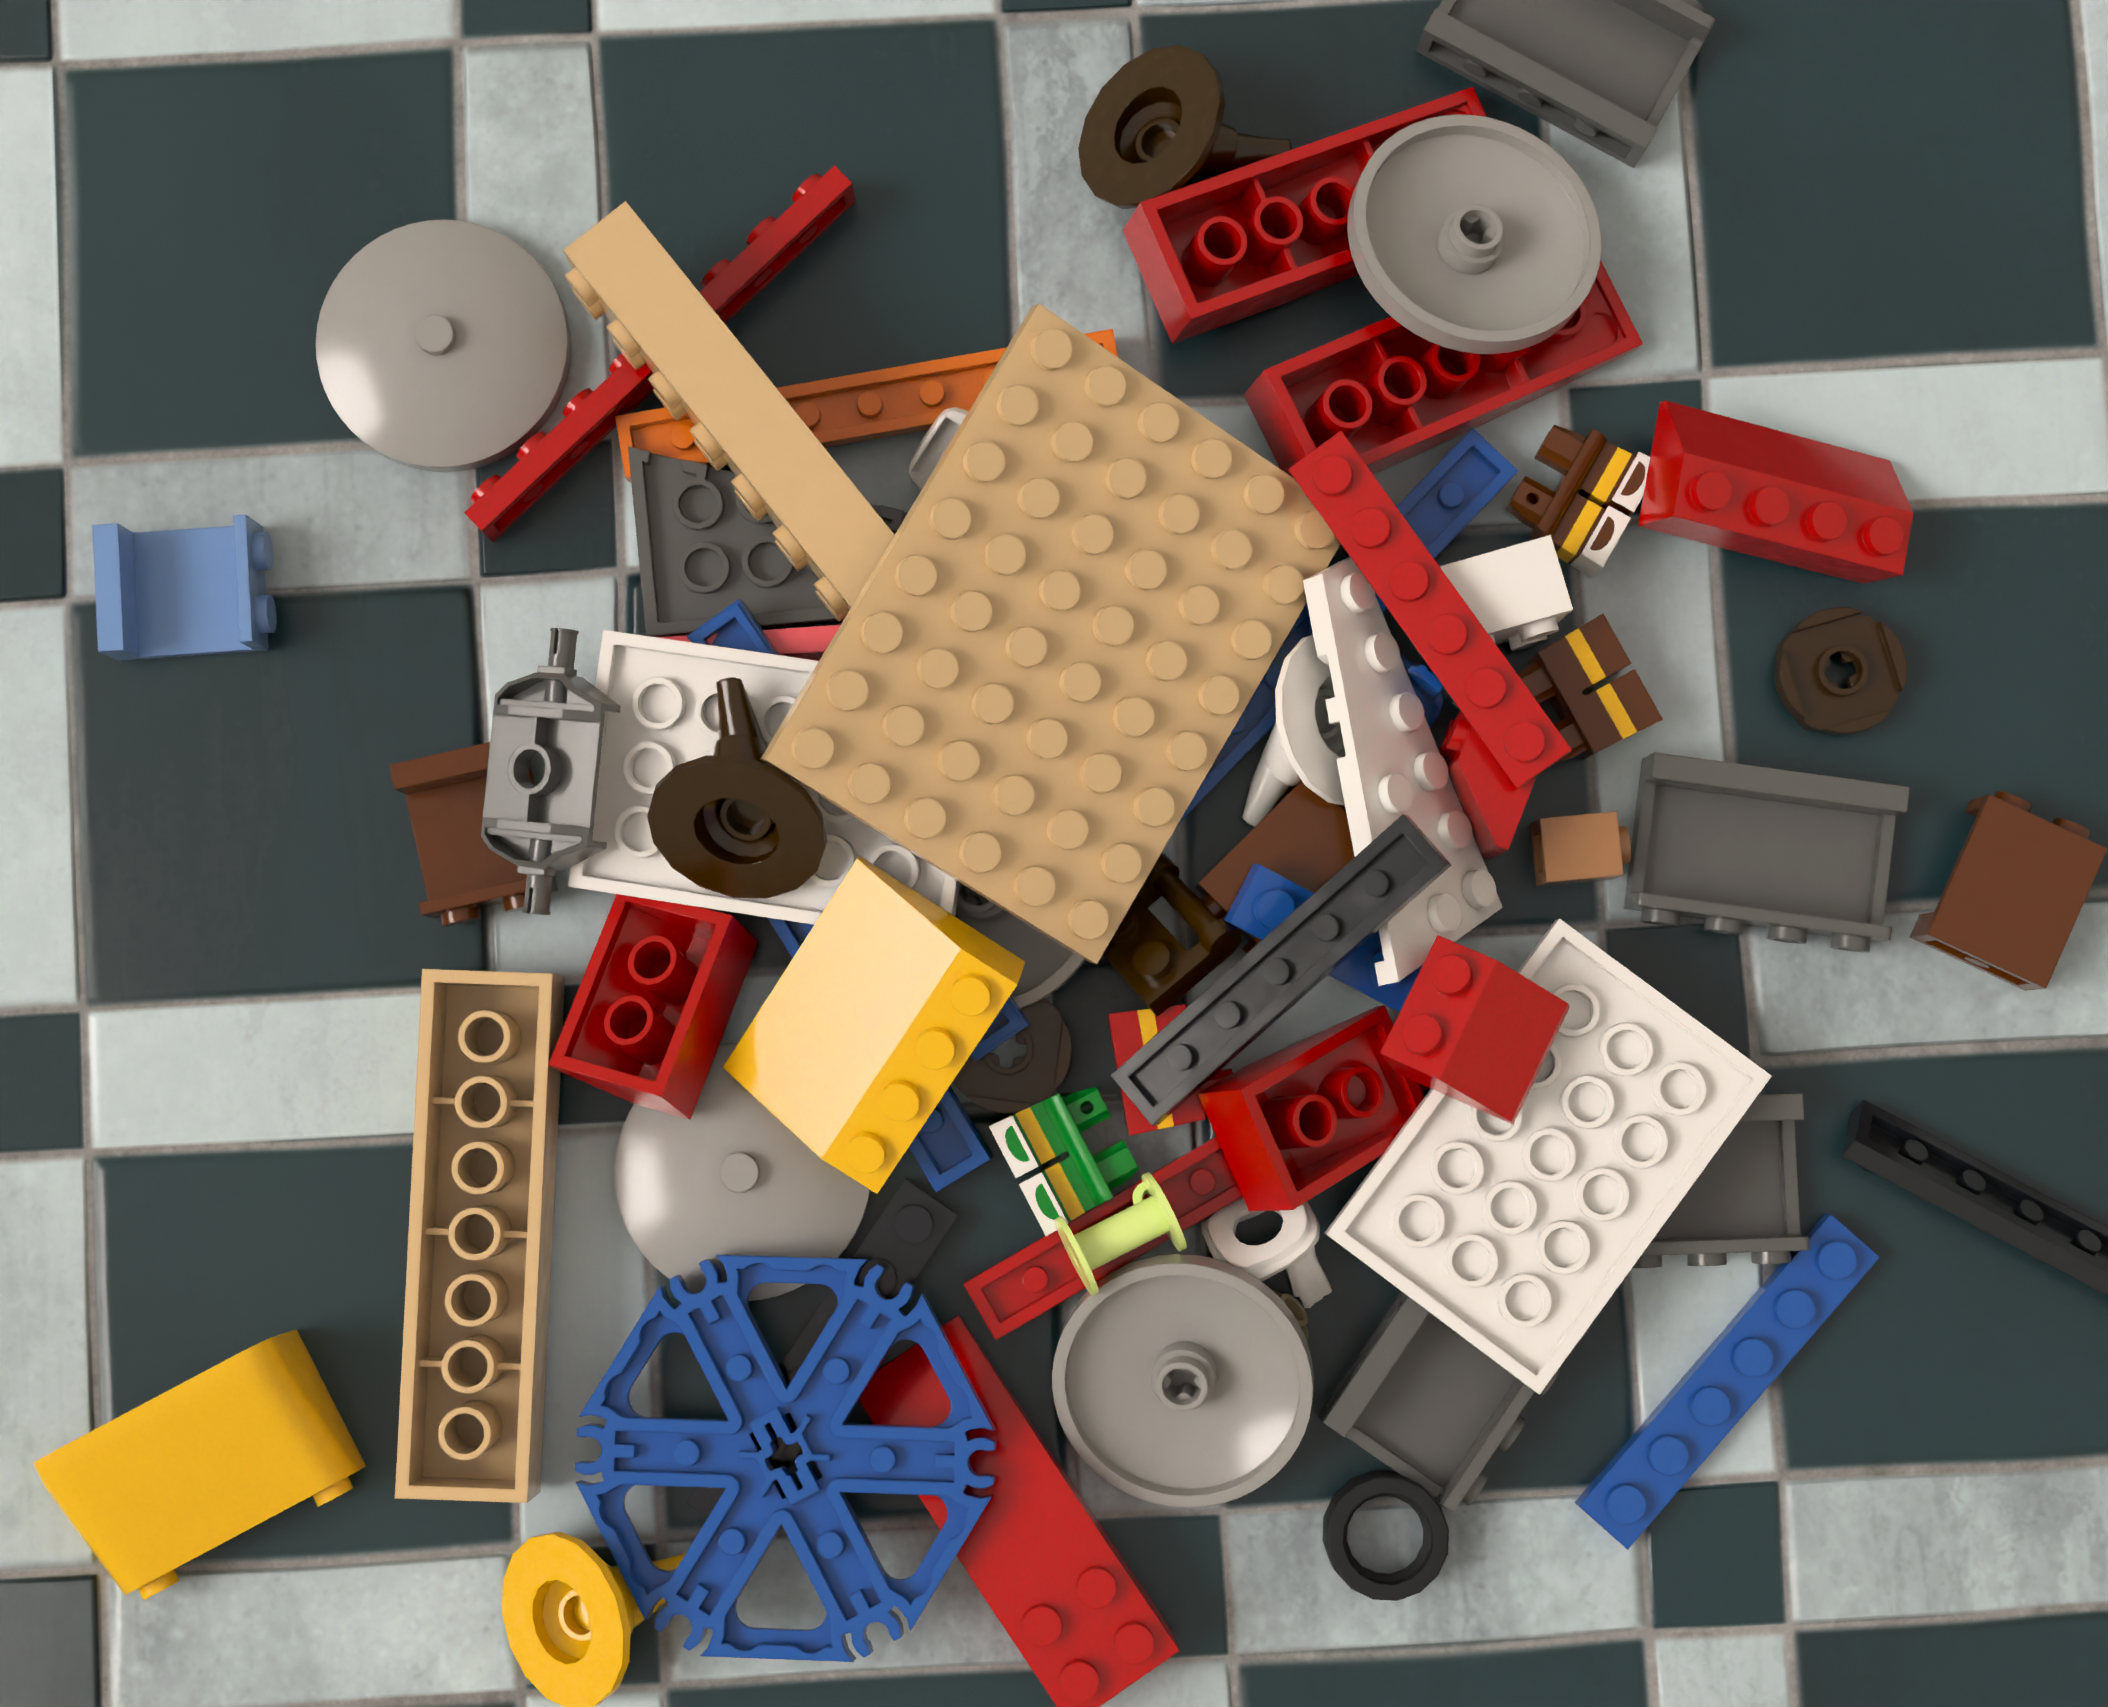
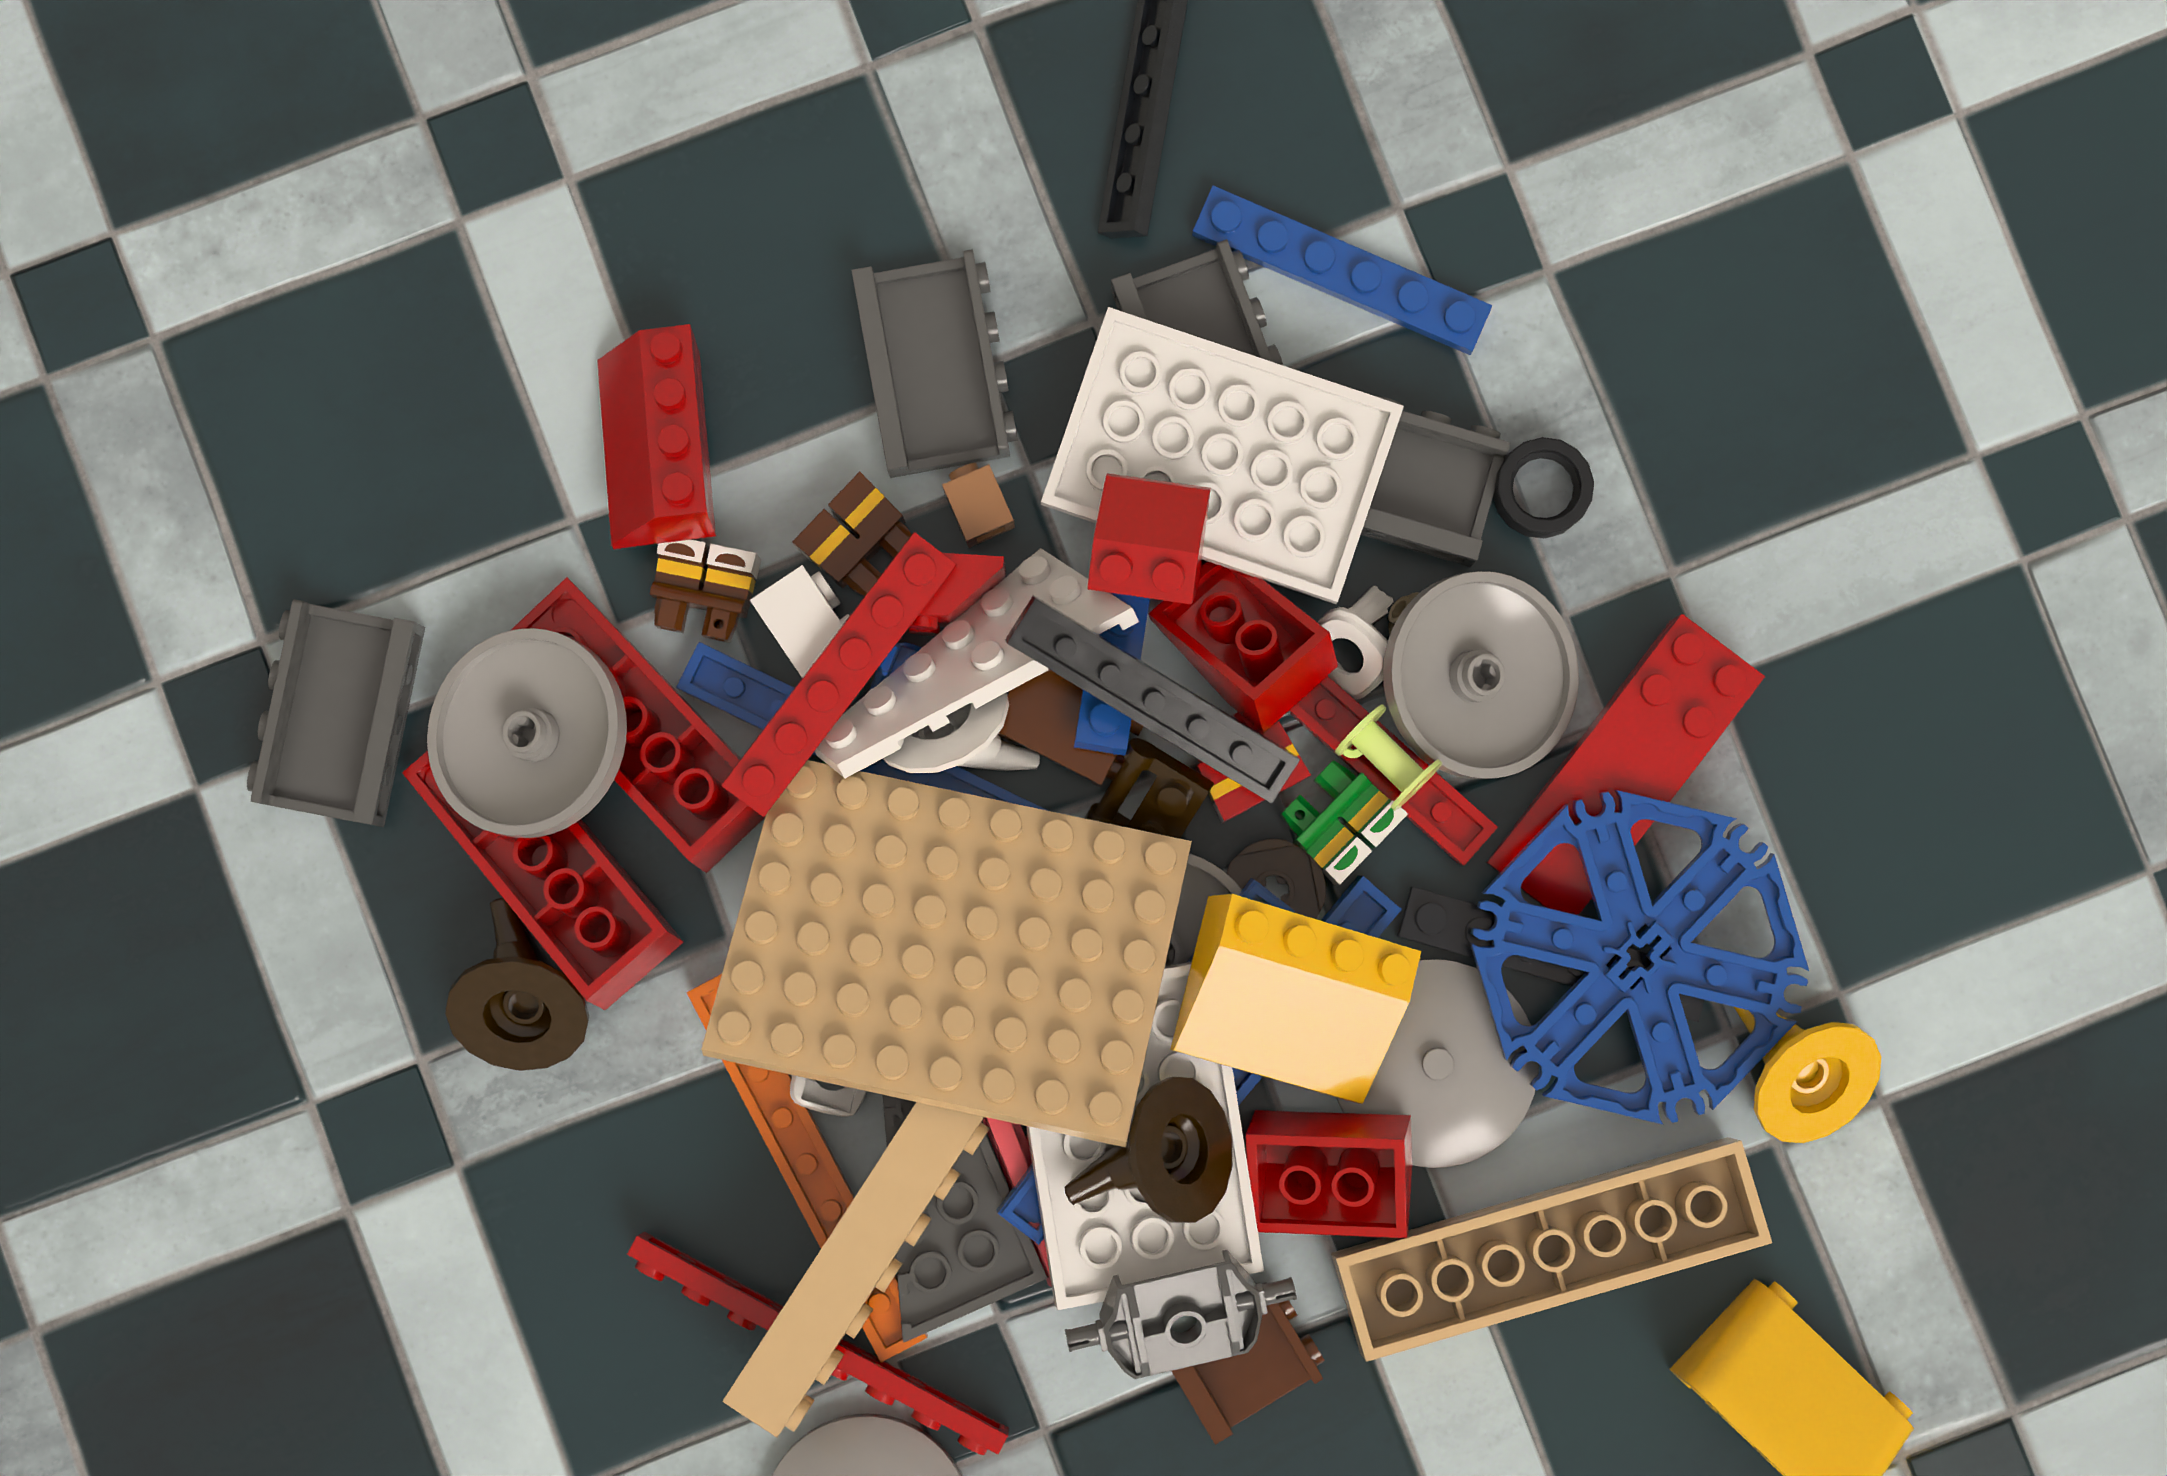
camera: 105 degrees left, 0 degrees up
(1856, 640) = (783, 320): dark brown plate -> none
(2013, 892) = (904, 168): reddish brown panel -> none

